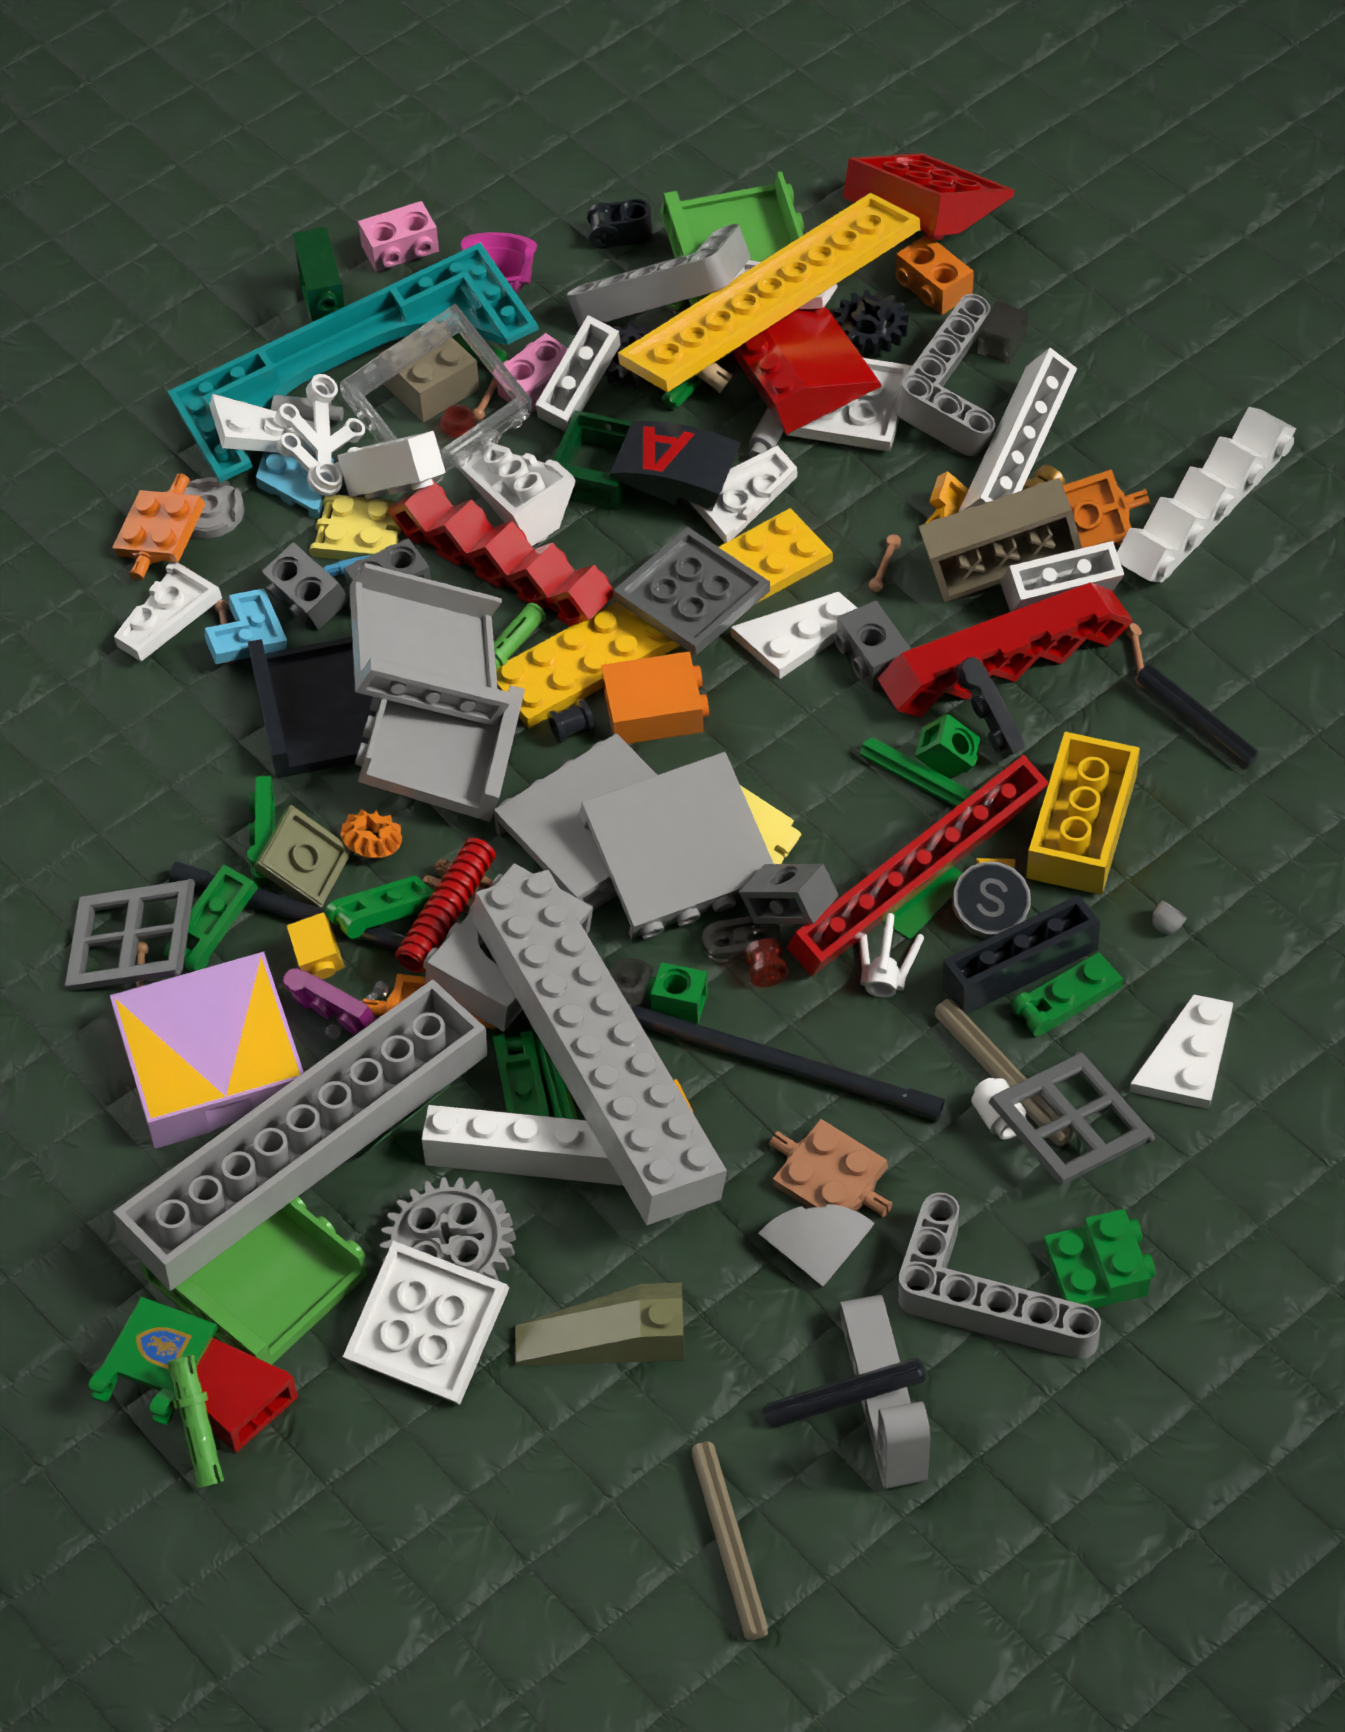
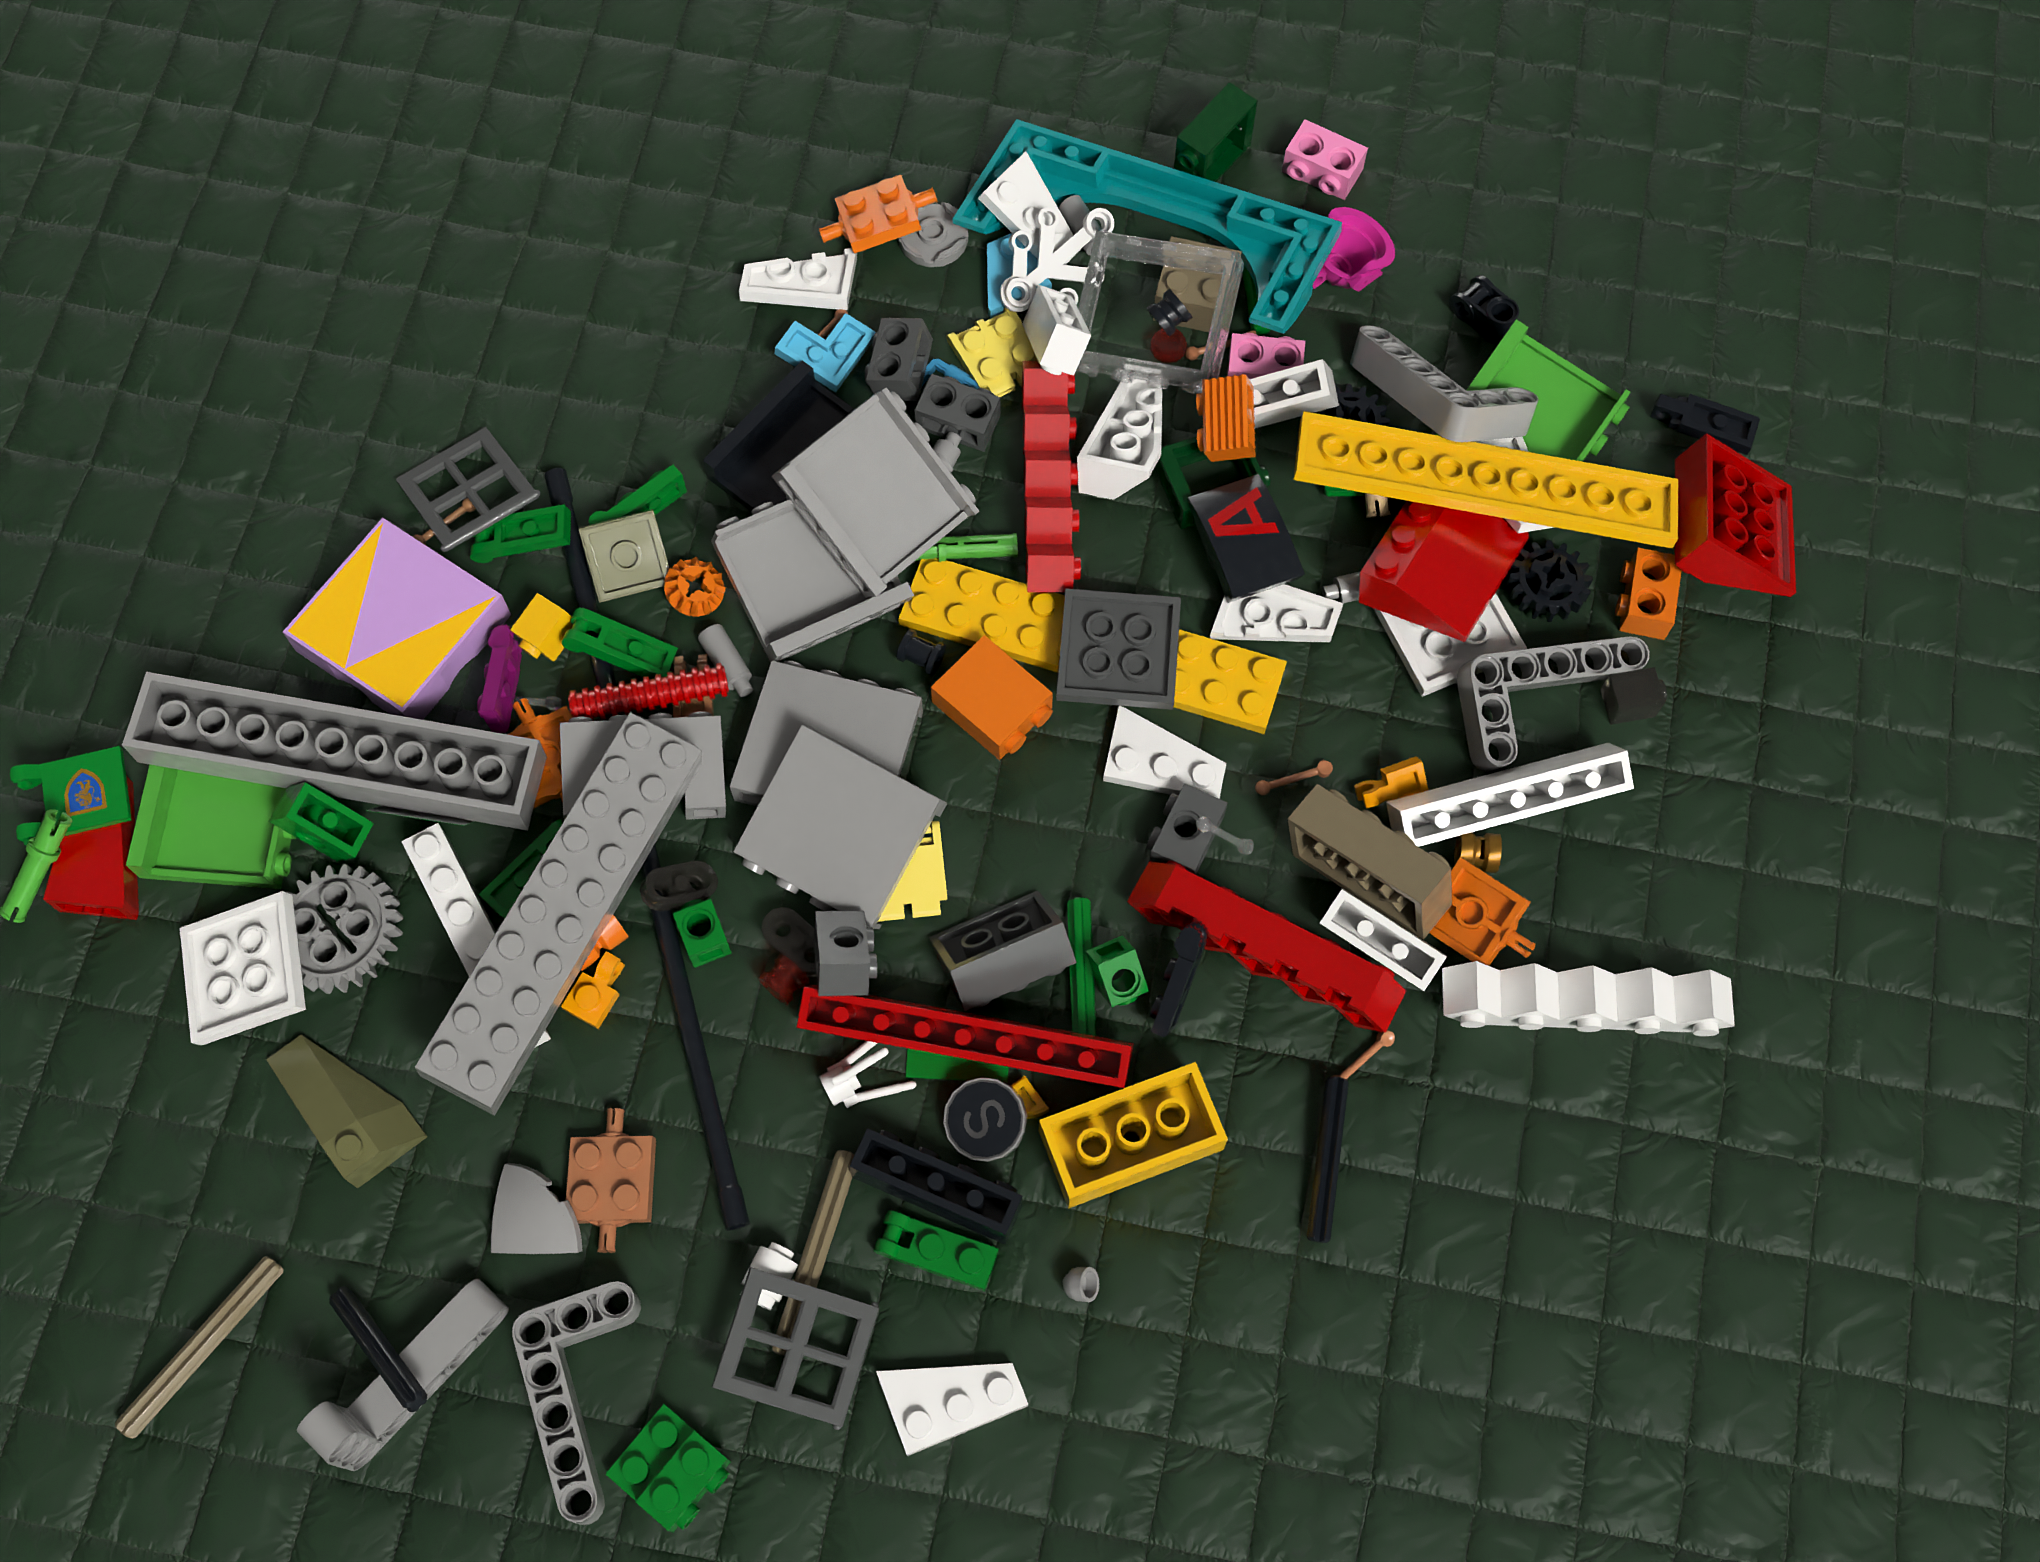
camera: 50 degrees right, 15 degrees up
(350, 1188) = (321, 822): none -> green brick
(436, 847) = (721, 649): none -> light grey cylinder
(457, 378) = (1169, 312): none -> black wheel
(573, 406) = (1227, 418): none -> orange brick
(827, 162) = (1701, 416): none -> black hinge
(865, 810) = (1003, 950): none -> dark grey slope
(886, 617) = (1244, 845): none -> clear hinge

